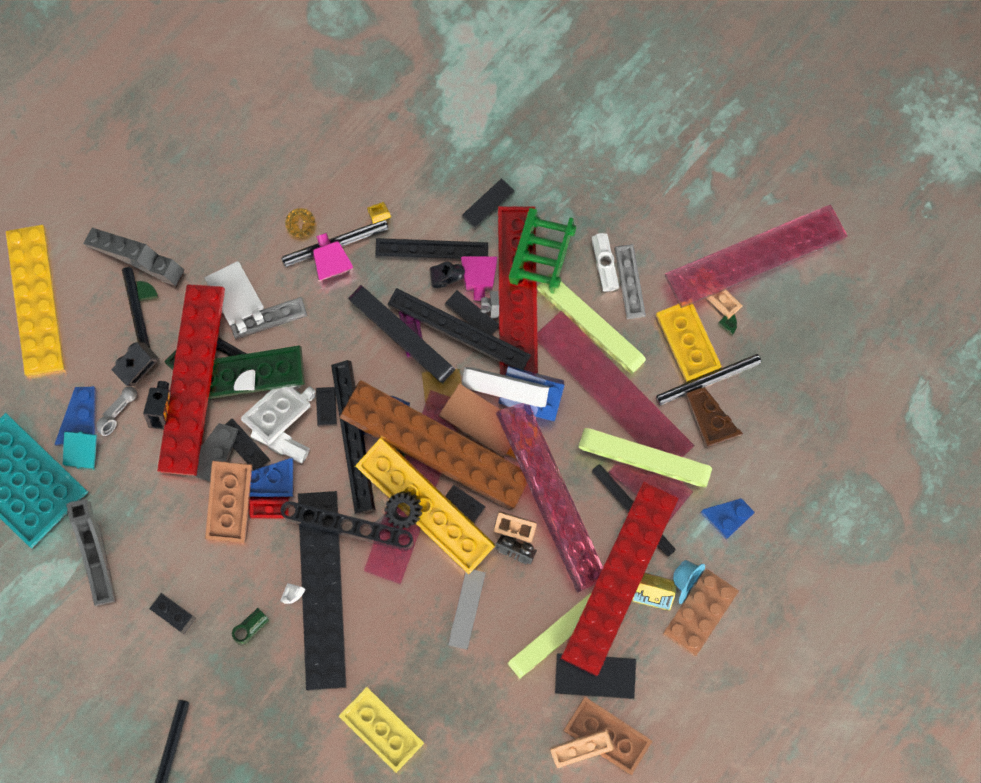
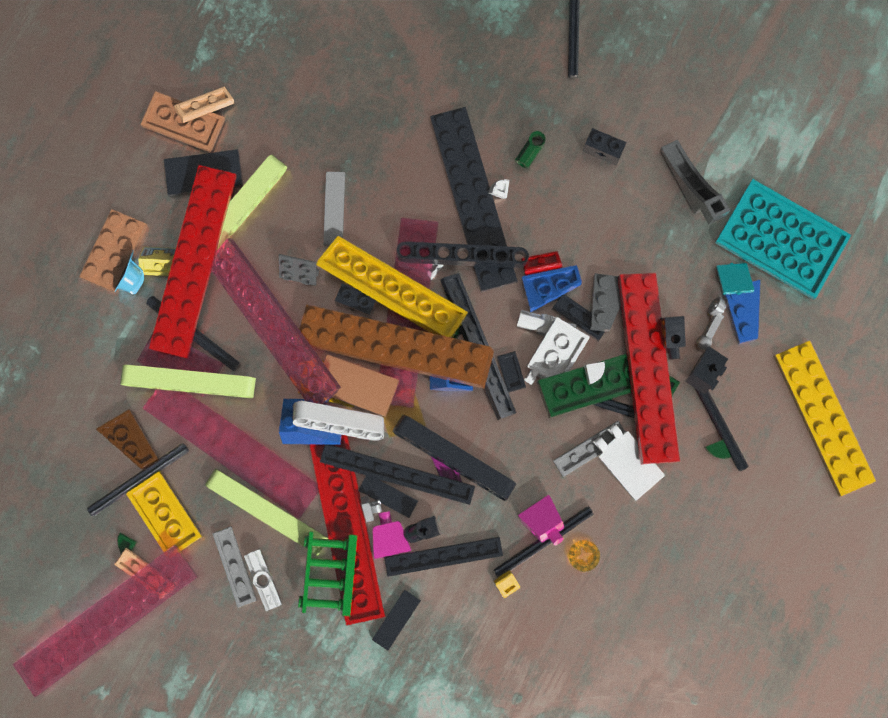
camera: 170 degrees right, 5 degrees up
(135, 254) = (740, 480): dark grey arch -> none
(228, 501) = (580, 257): nougat plate -> none
(381, 729) = (389, 86): light yellow plate -> none
(395, 518) = (409, 286): black tyre -> none
(515, 526) = (303, 289): light nougat brick -> none
(728, 516) = (99, 346): blue wing -> none

